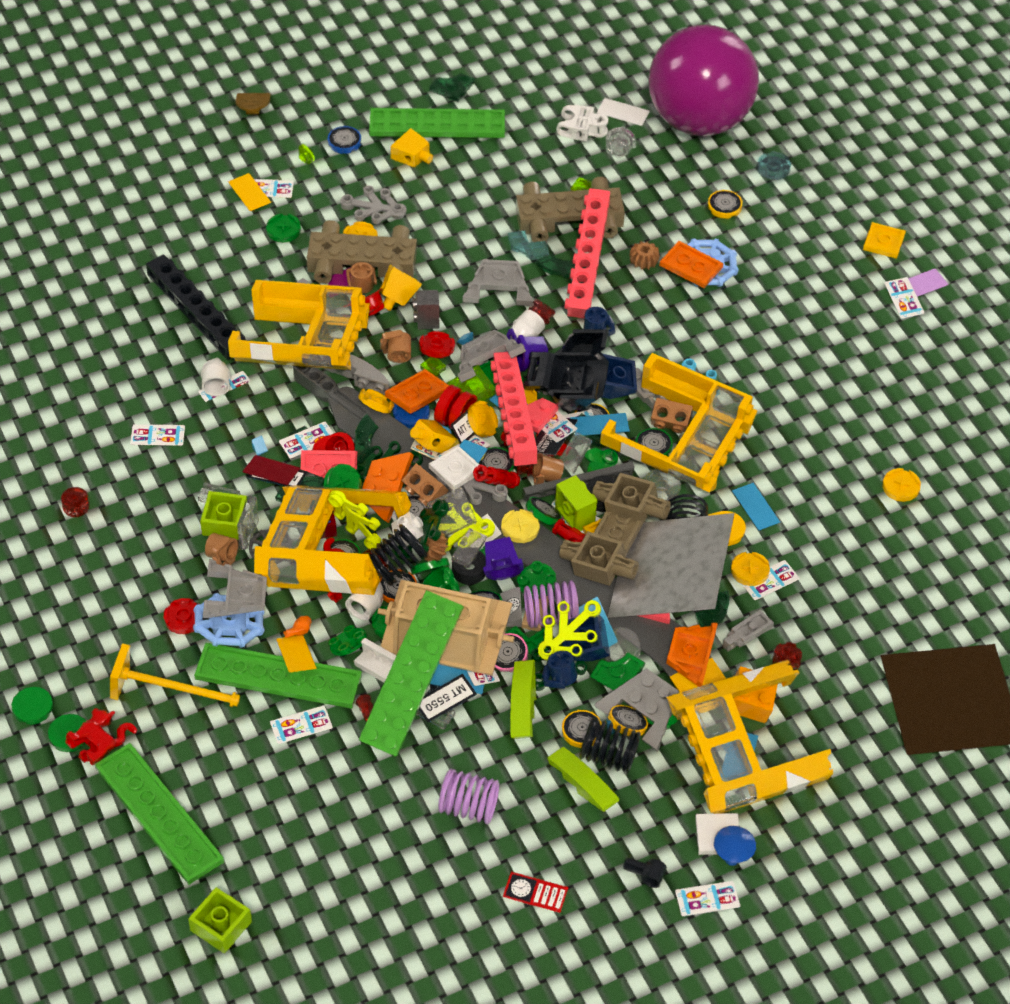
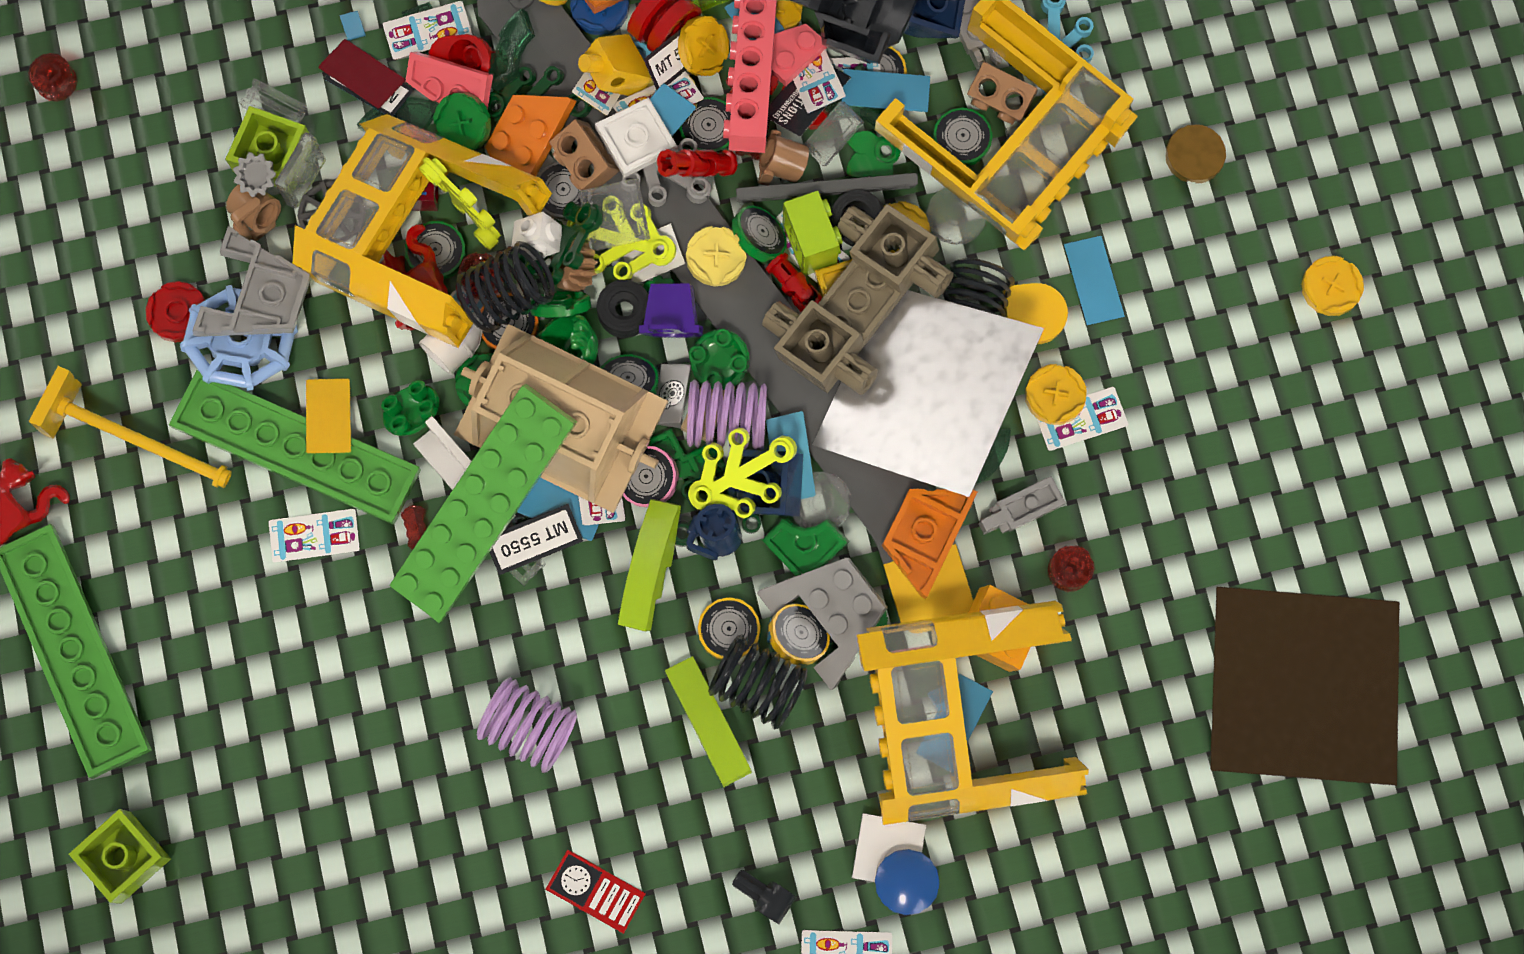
camera: 10 degrees right, 25 degrees up
(223, 522) = (254, 174): none -> light grey piece
(300, 627) = (346, 367): orange animal -> none
(469, 548) = (627, 283): clear tile -> none
(798, 430) = (1195, 153): none -> pearl gold tile

